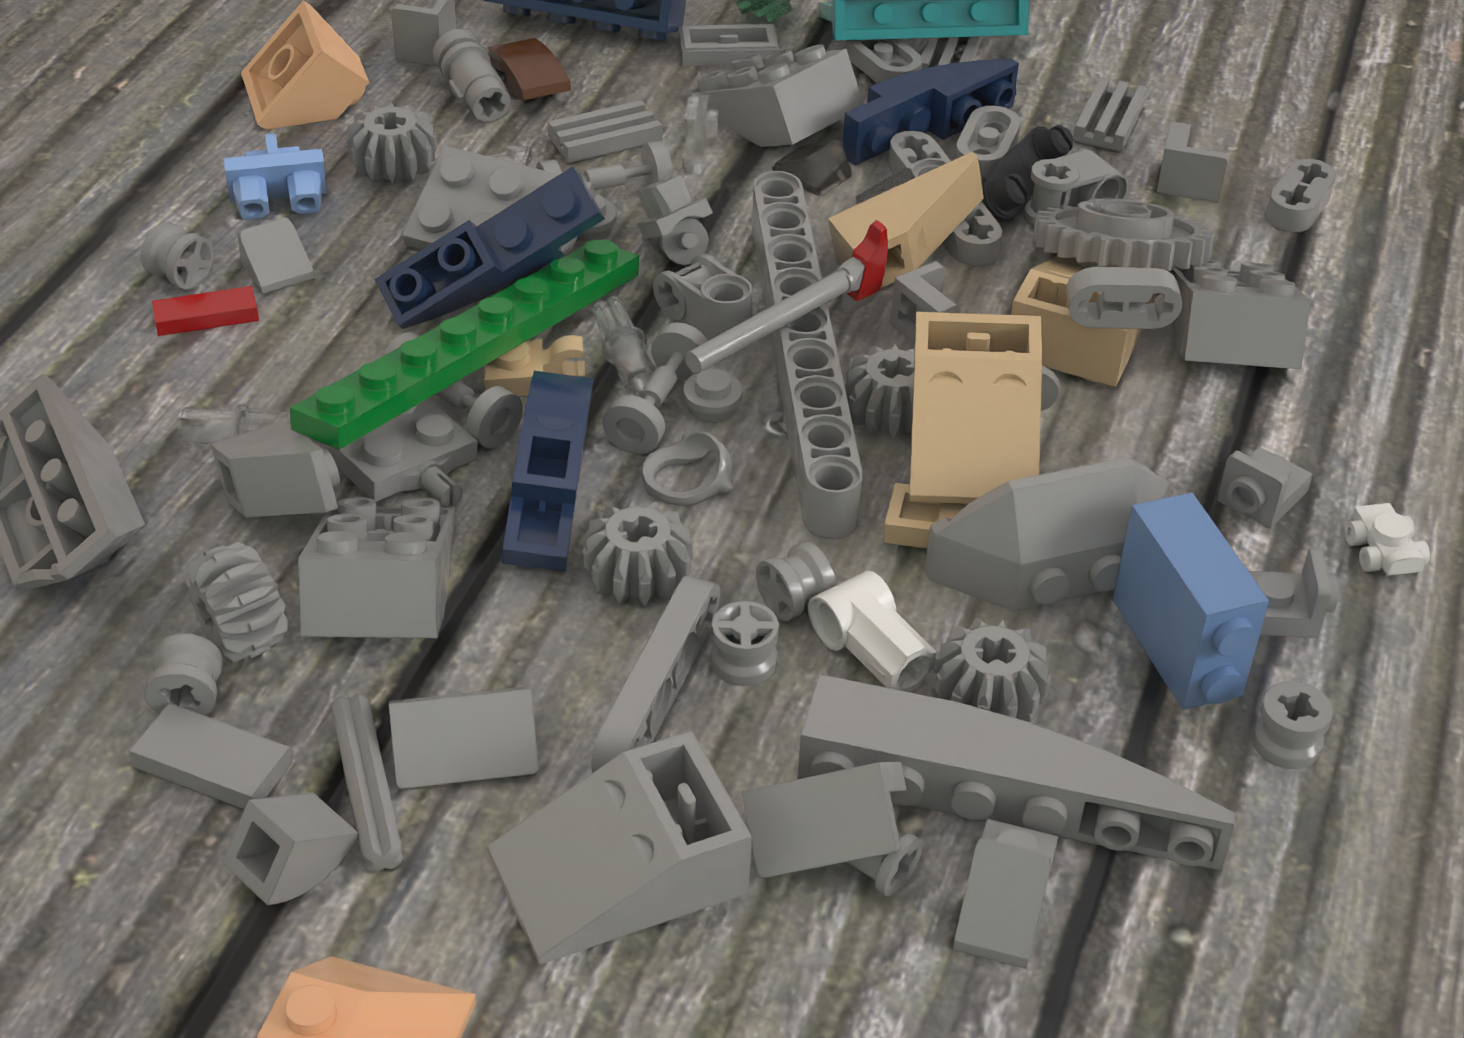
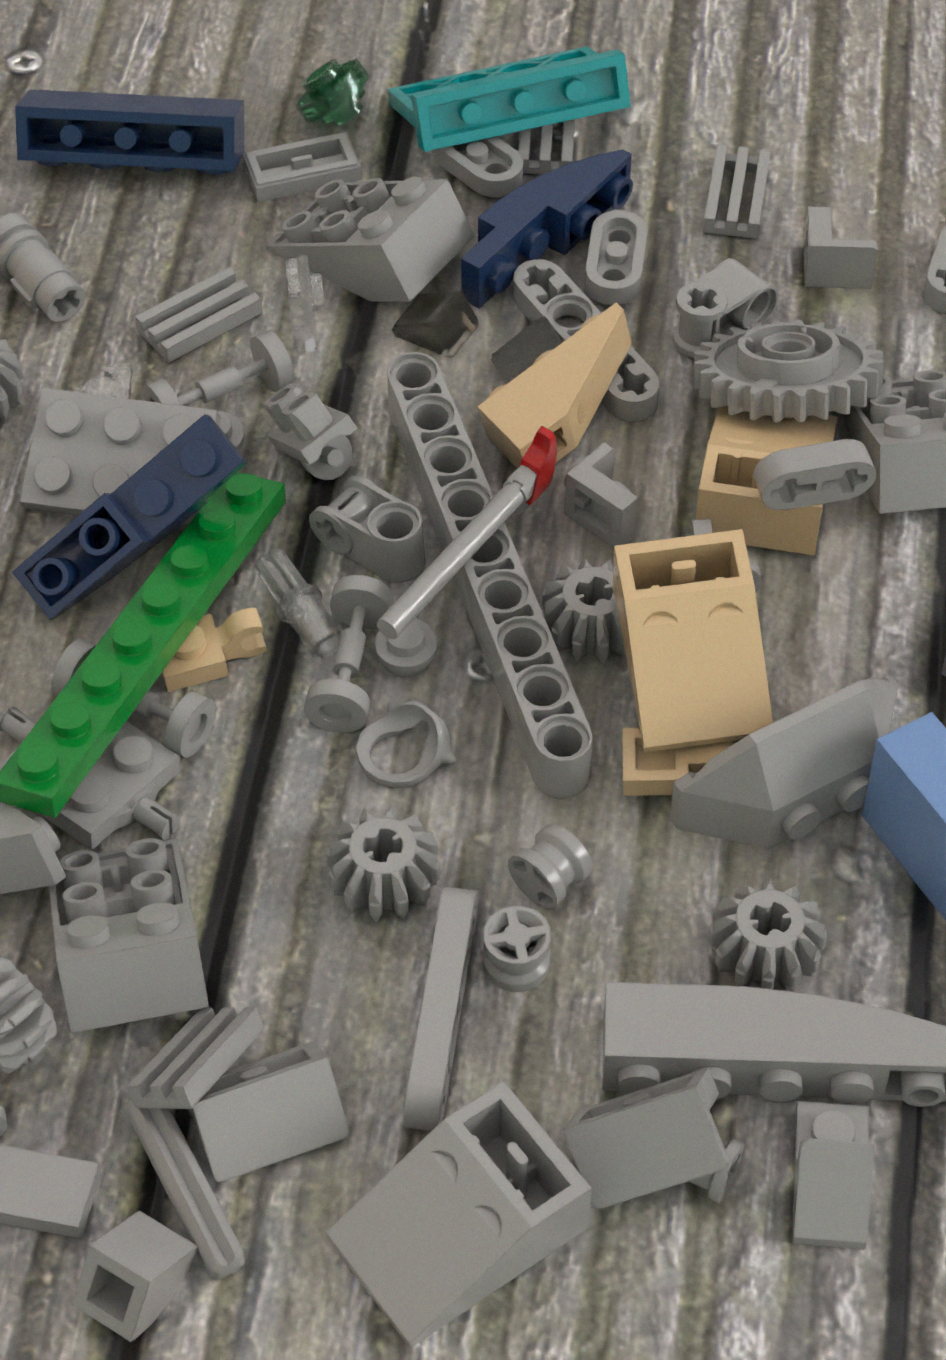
camera: 10 degrees left, 10 degrees up
(407, 673) = (195, 1058): none -> light grey tile
(529, 68) = (95, 244): reddish brown slope -> none
(547, 471) = (266, 779): dark blue slope -> none
(865, 621) = (626, 897): white piece -> none
(1011, 183) = (654, 311): black piece -> none

